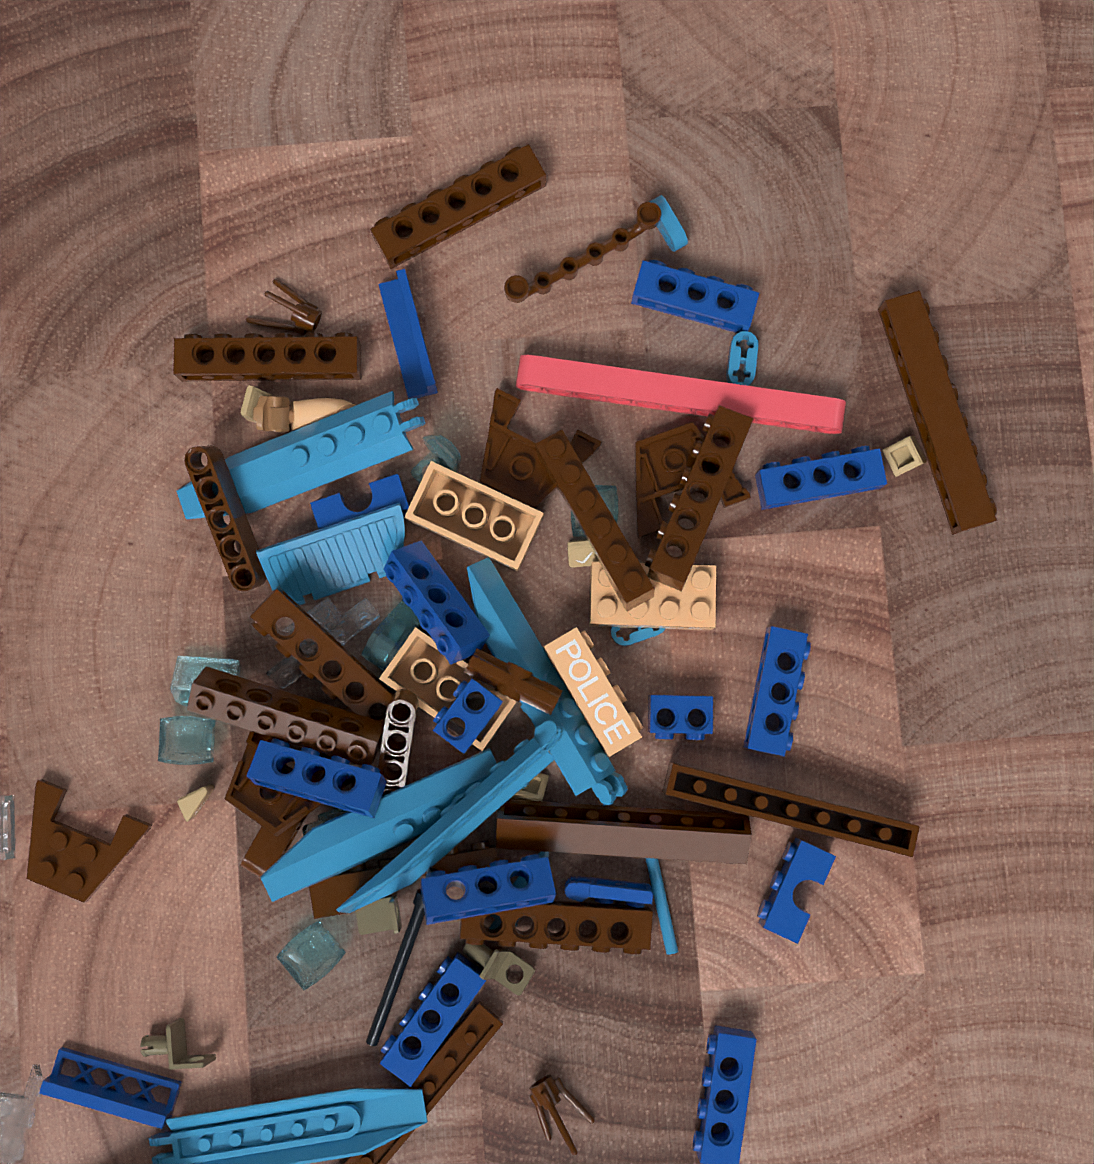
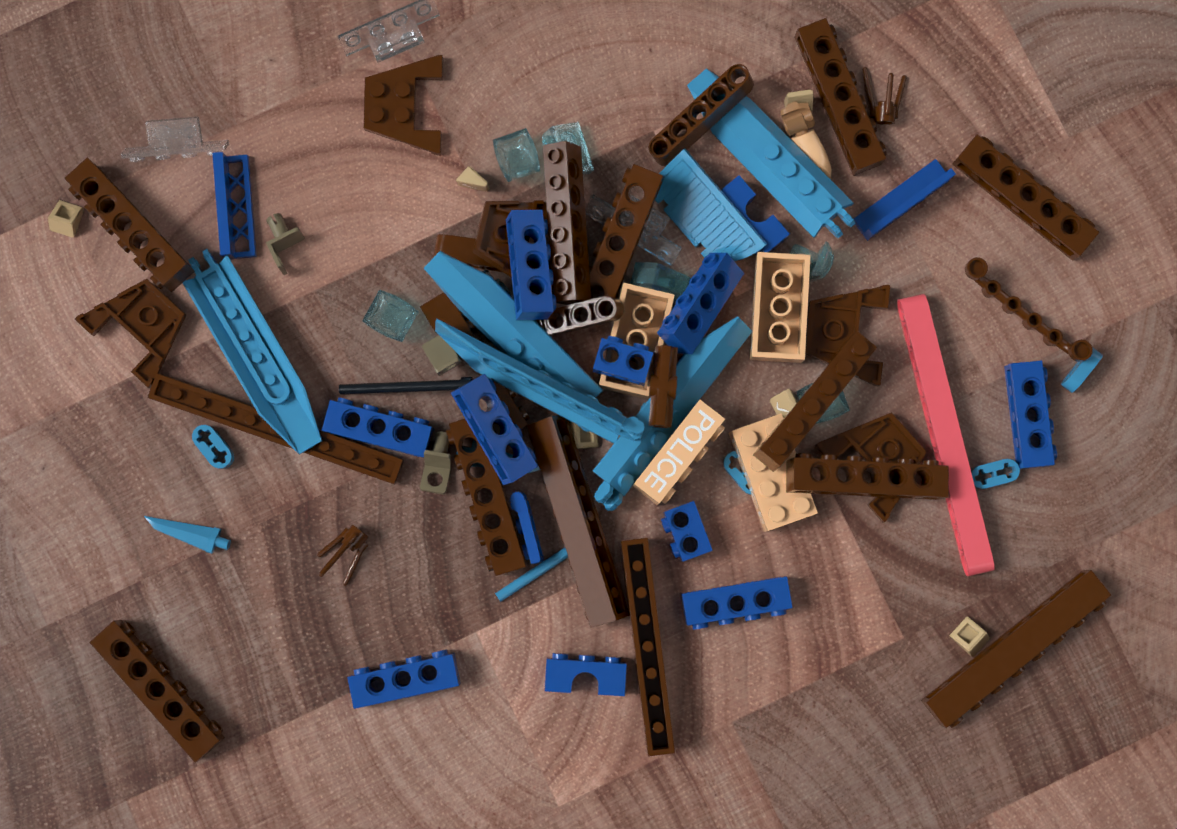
camera: 70 degrees right, 0 degrees up
(866, 462) = (952, 602): blue brick -> none

